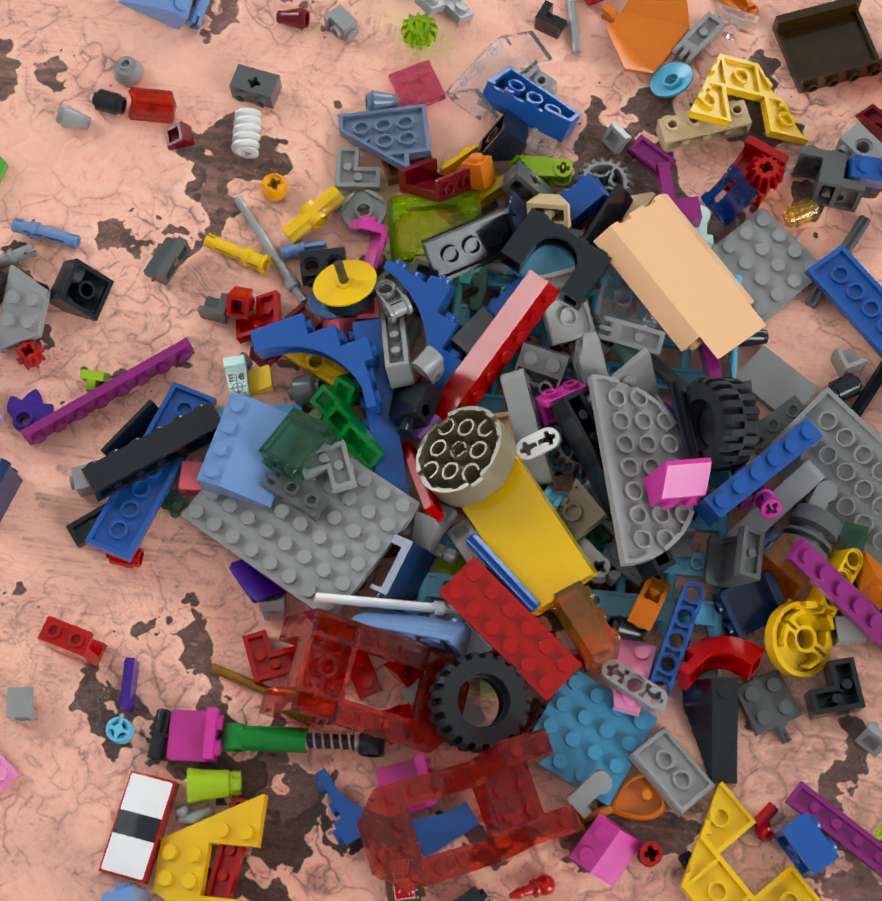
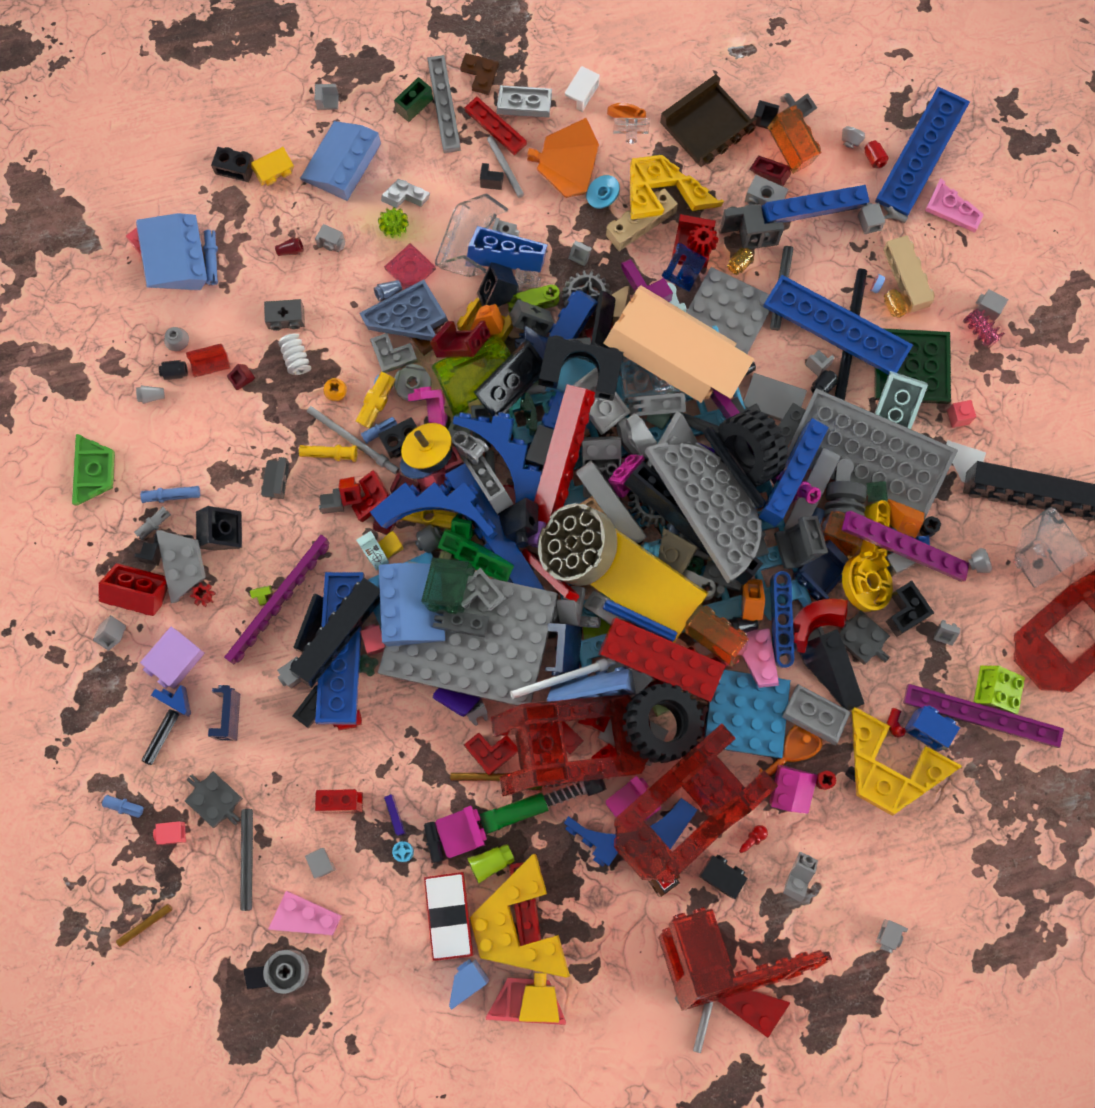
camera: 25 degrees left, 5 degrees up
(30, 408) = (220, 636): dark purple plate -> none
(191, 817) = (485, 892): light grey arm -> none
(429, 364) = (519, 485): light grey piece -> none
(541, 448) = (629, 517): white beam -> none
(553, 206) = (559, 326): tan slope -> none
(592, 786) = (765, 752): light grey leg -> none
(649, 154) = (610, 256): magenta tile -> none
(654, 690) = (774, 659): light grey beam -> none
(678, 483) = (743, 505): slope -> none
(699, 37) = (609, 150): light grey hinge -> none

